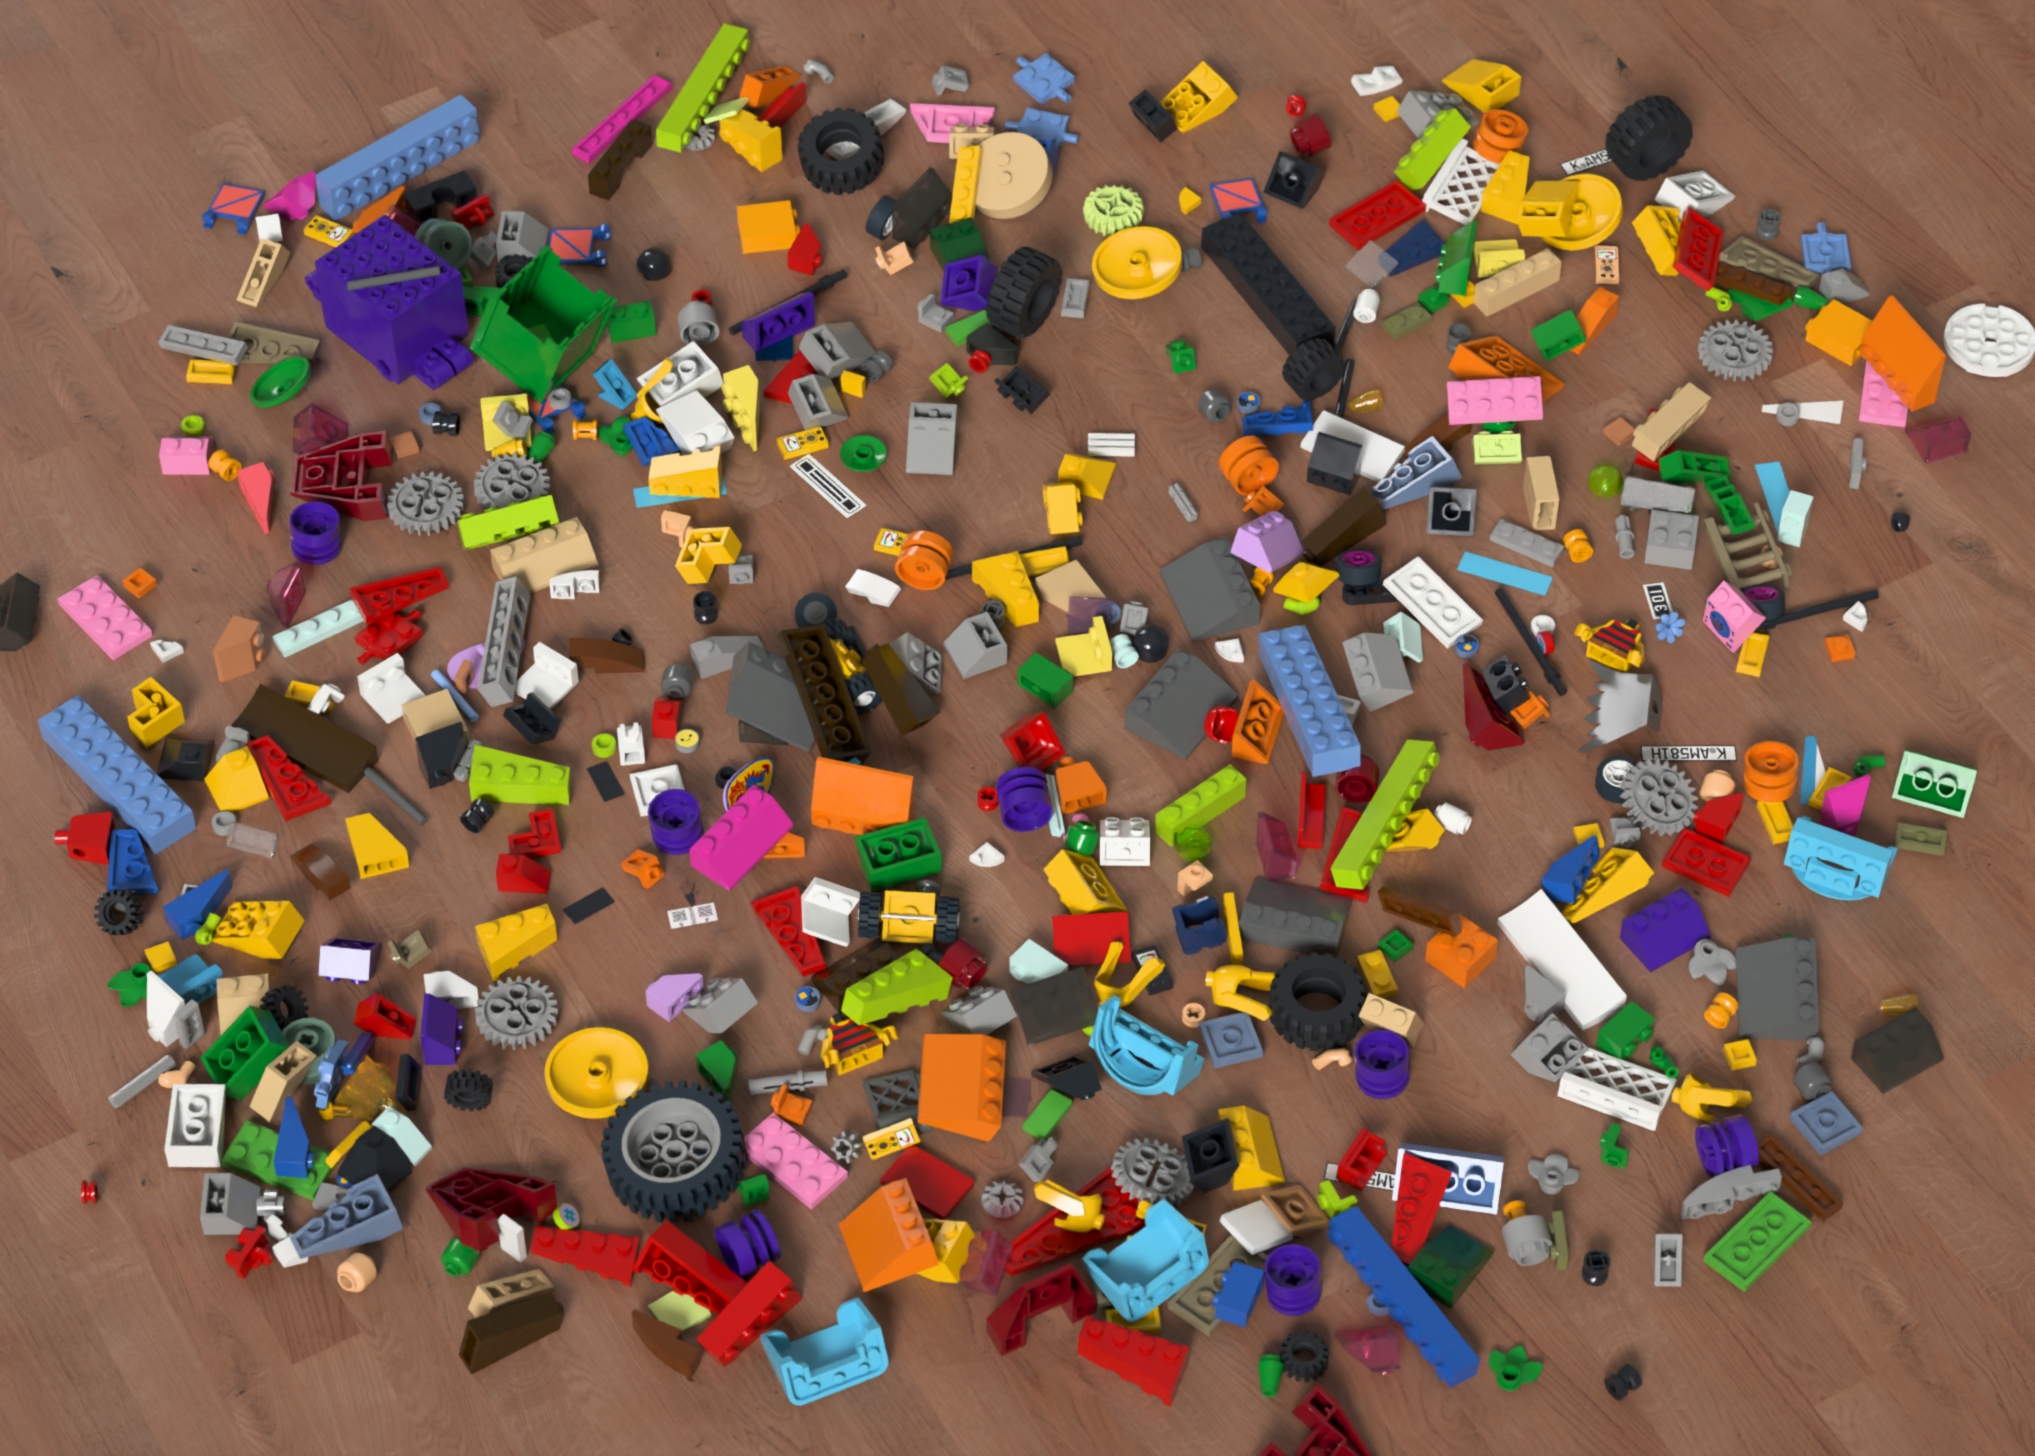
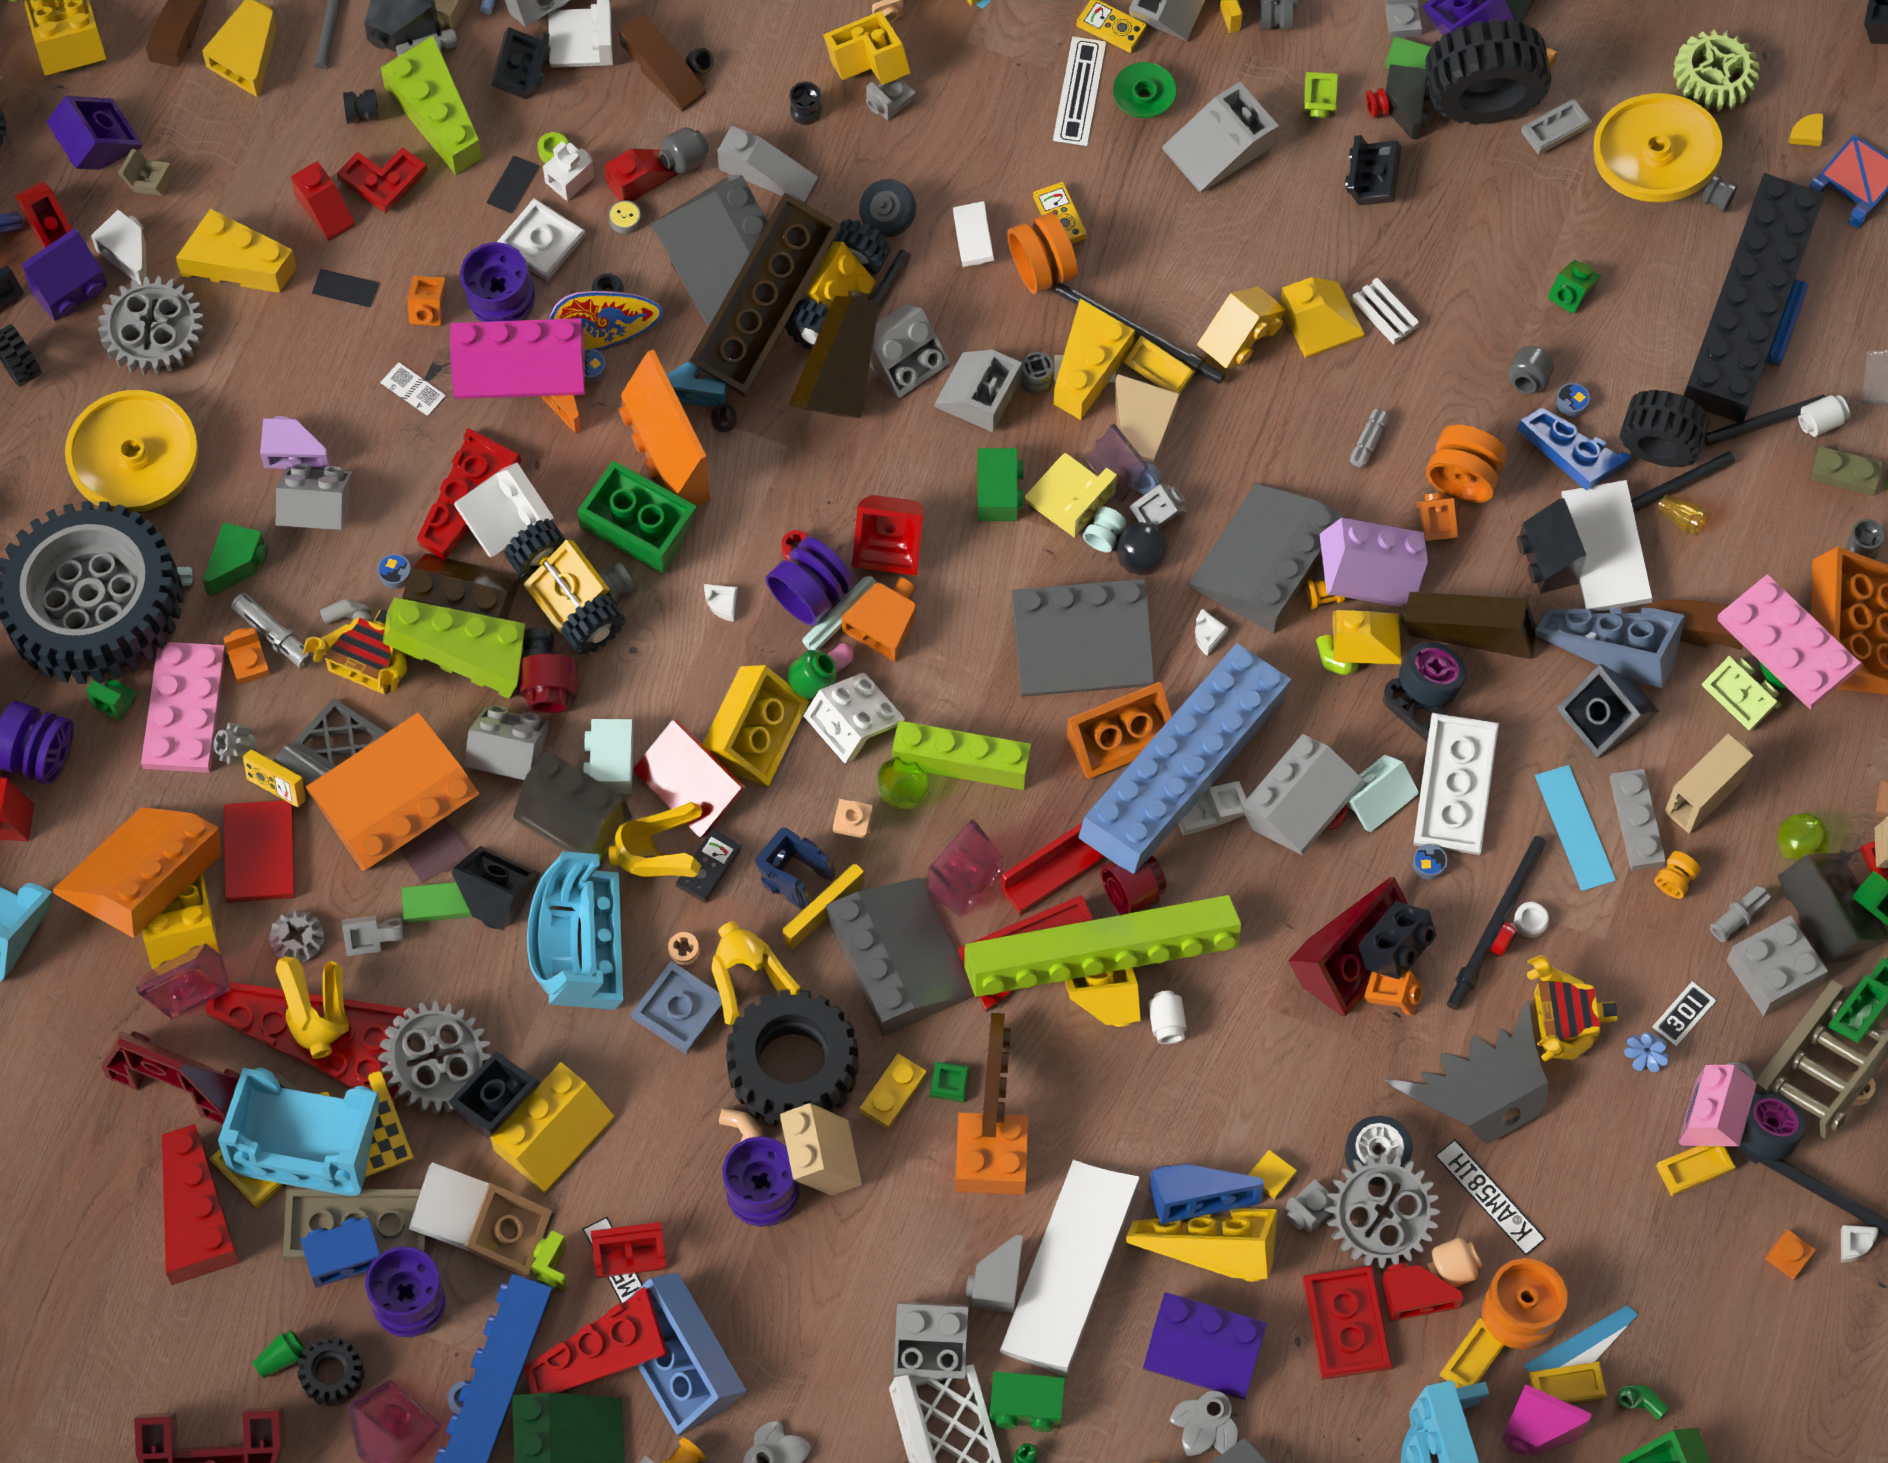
camera: 50 degrees right, 15 degrees up
(1220, 724) = (1085, 692): red hair -> none

